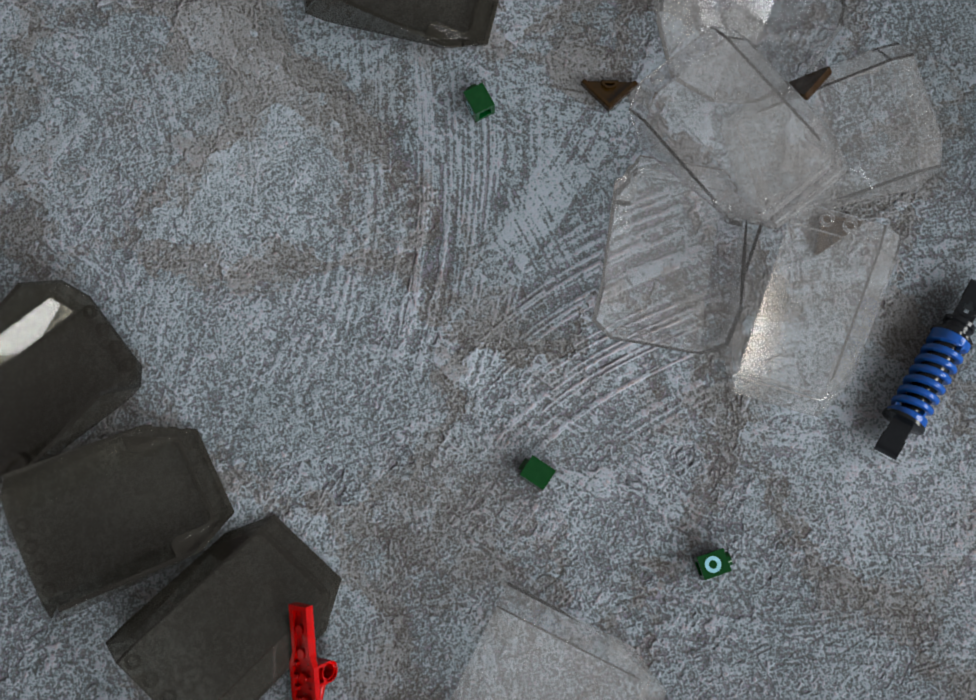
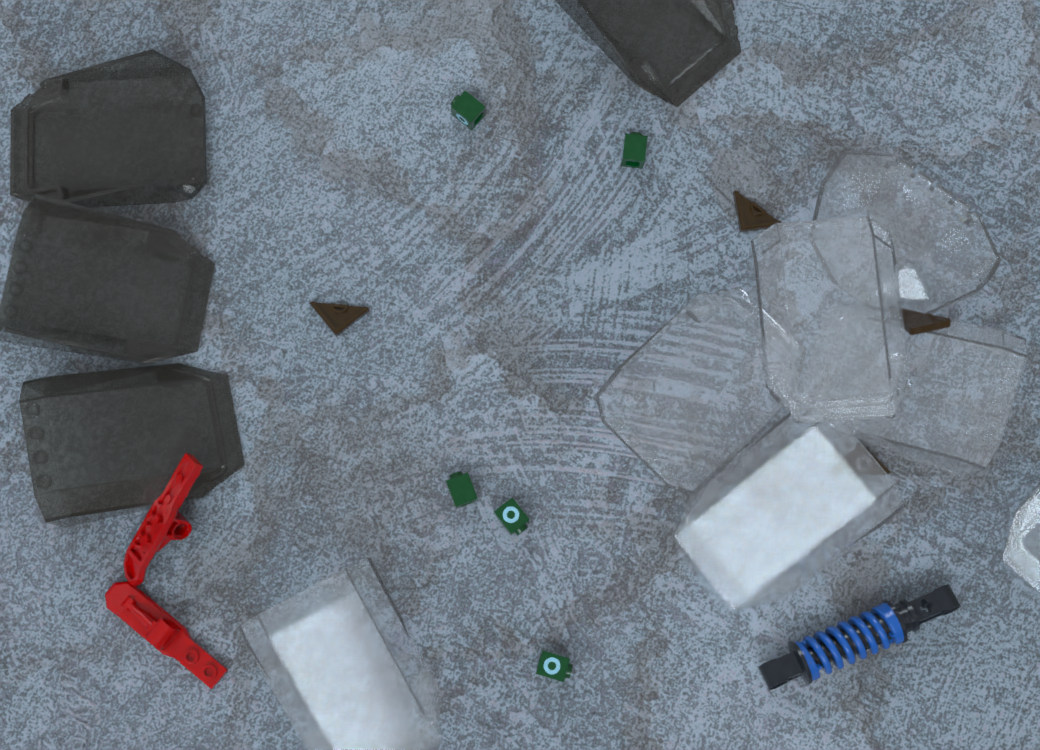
camera: 30 degrees right, 0 degrees up
(319, 159) = (467, 110): none -> dark green brick
(332, 401) = (339, 316): none -> dark brown tile
(593, 466) = (512, 517): none -> dark green brick

